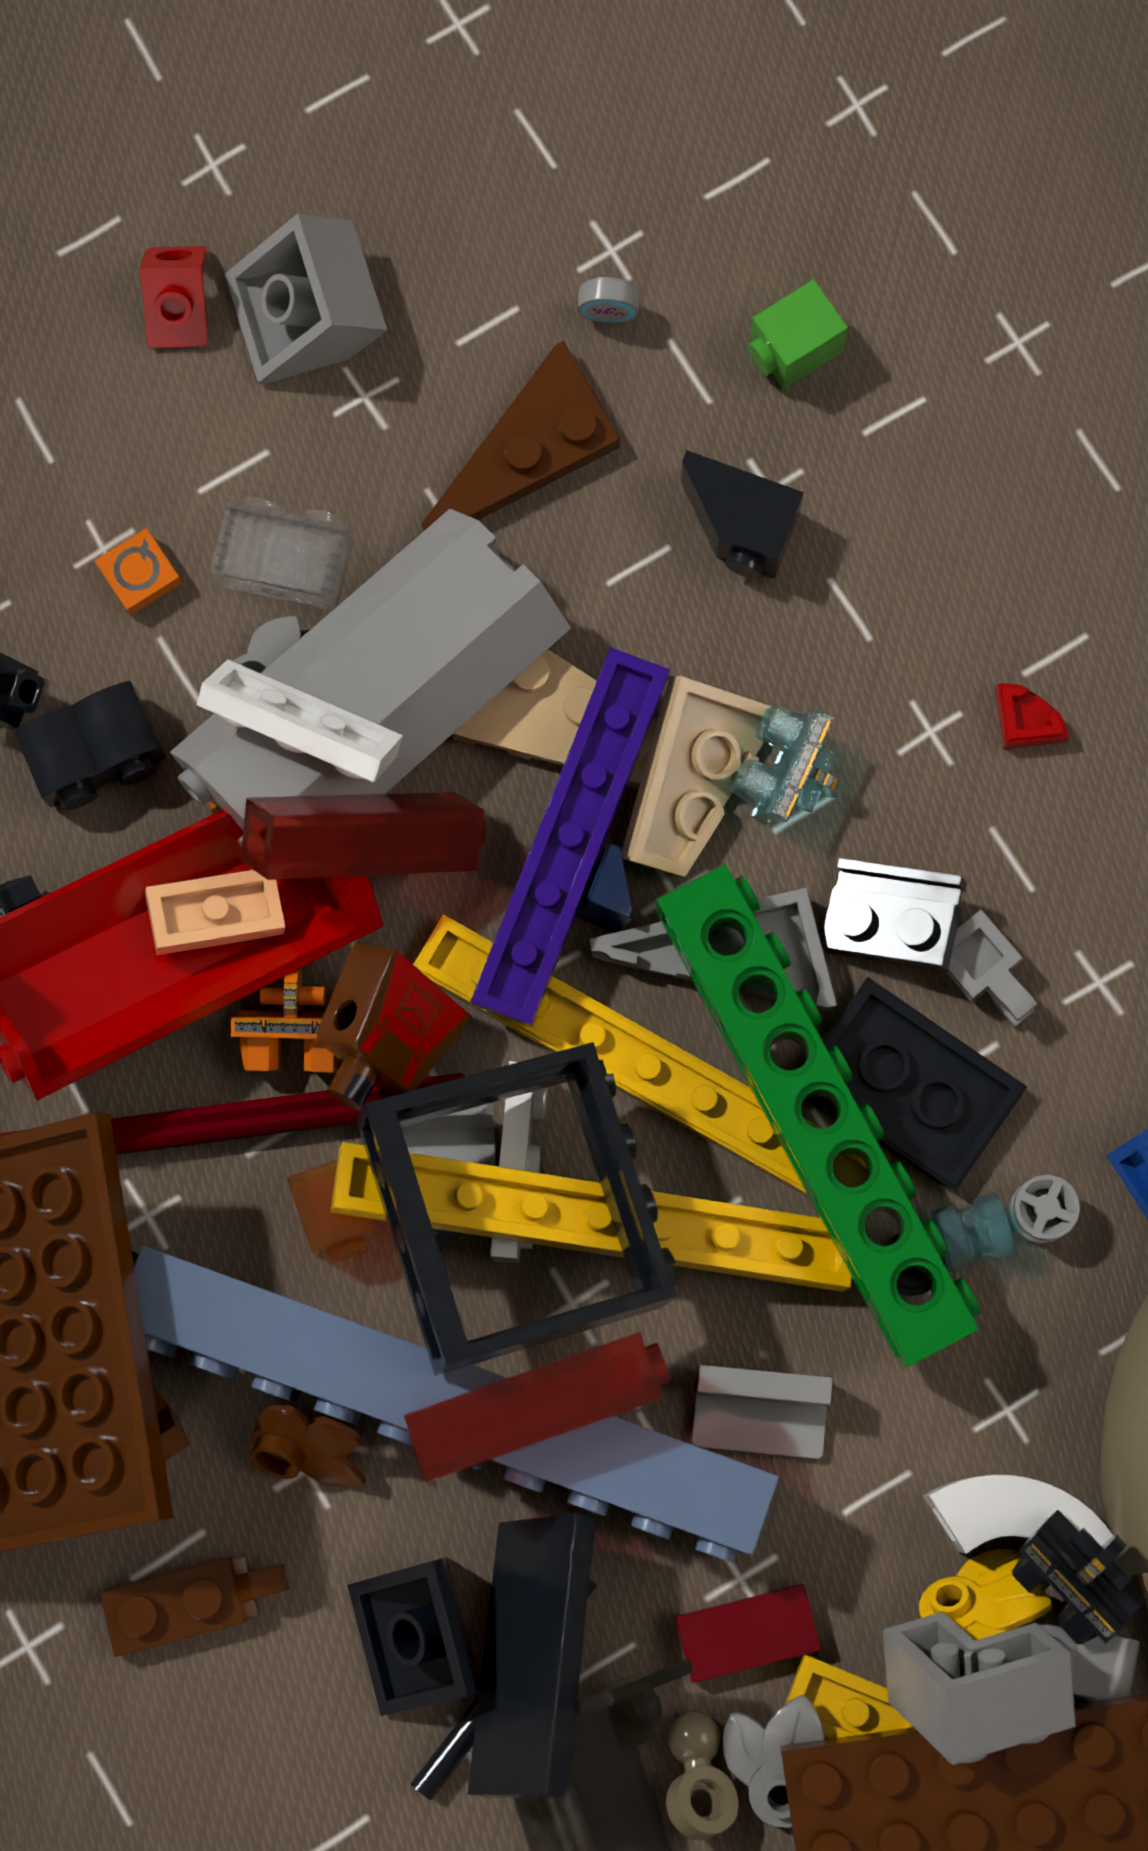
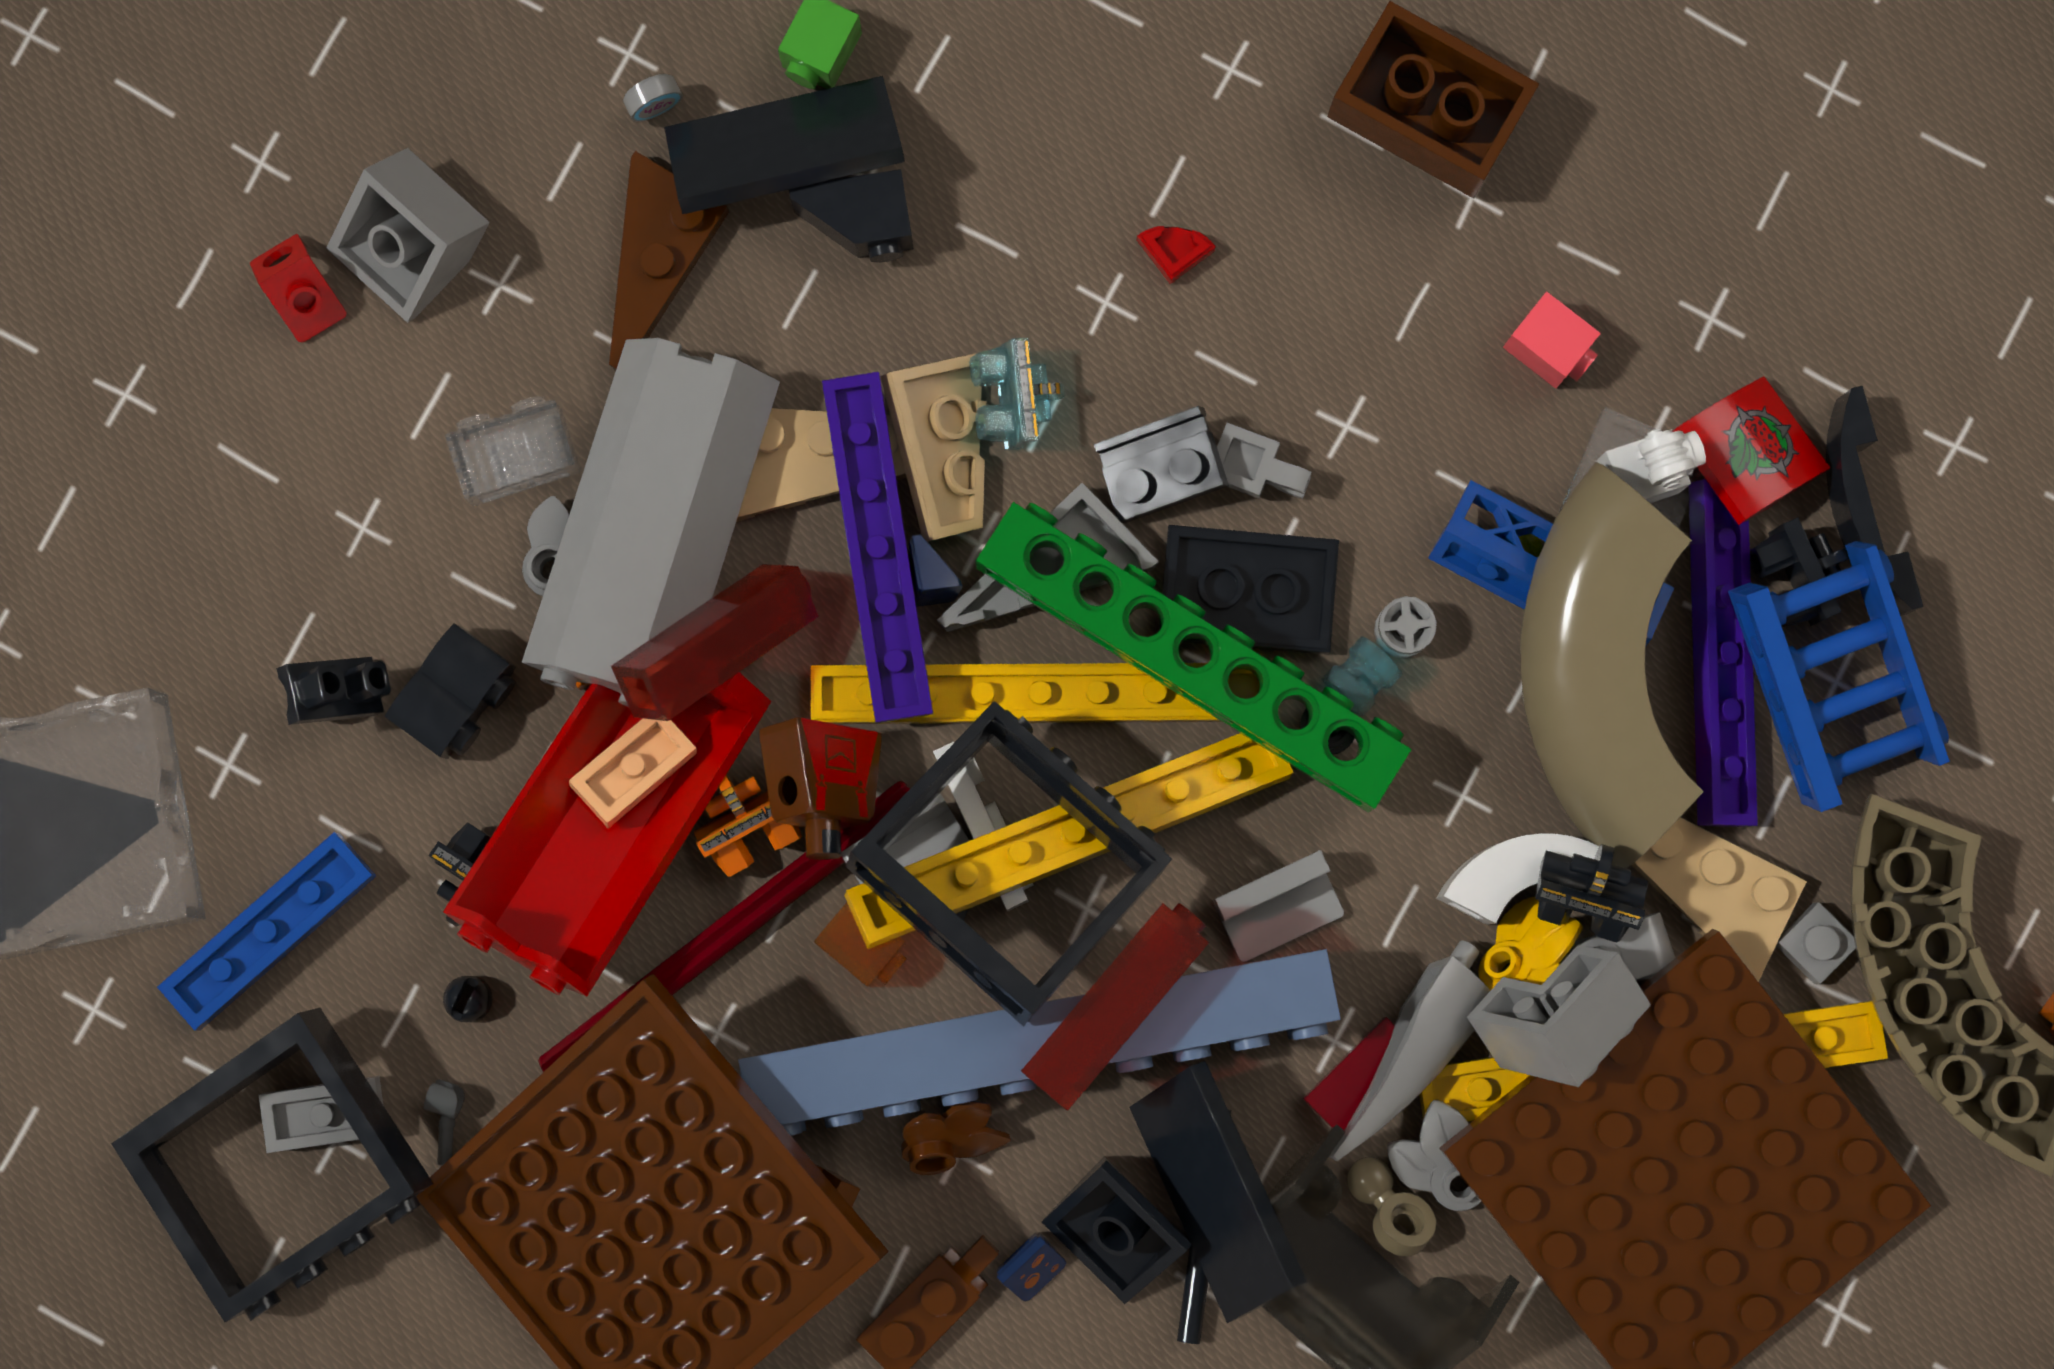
camera: 35 degrees left, 5 degrees up
(138, 571) = (403, 531): orange tile -> none
(299, 721) = (616, 581): white plate -> none
(310, 1623) = (1030, 1267): none -> dark blue slope
(705, 410) = (783, 145): none -> black tile
(823, 1632) = (1424, 1040): none -> light grey piece

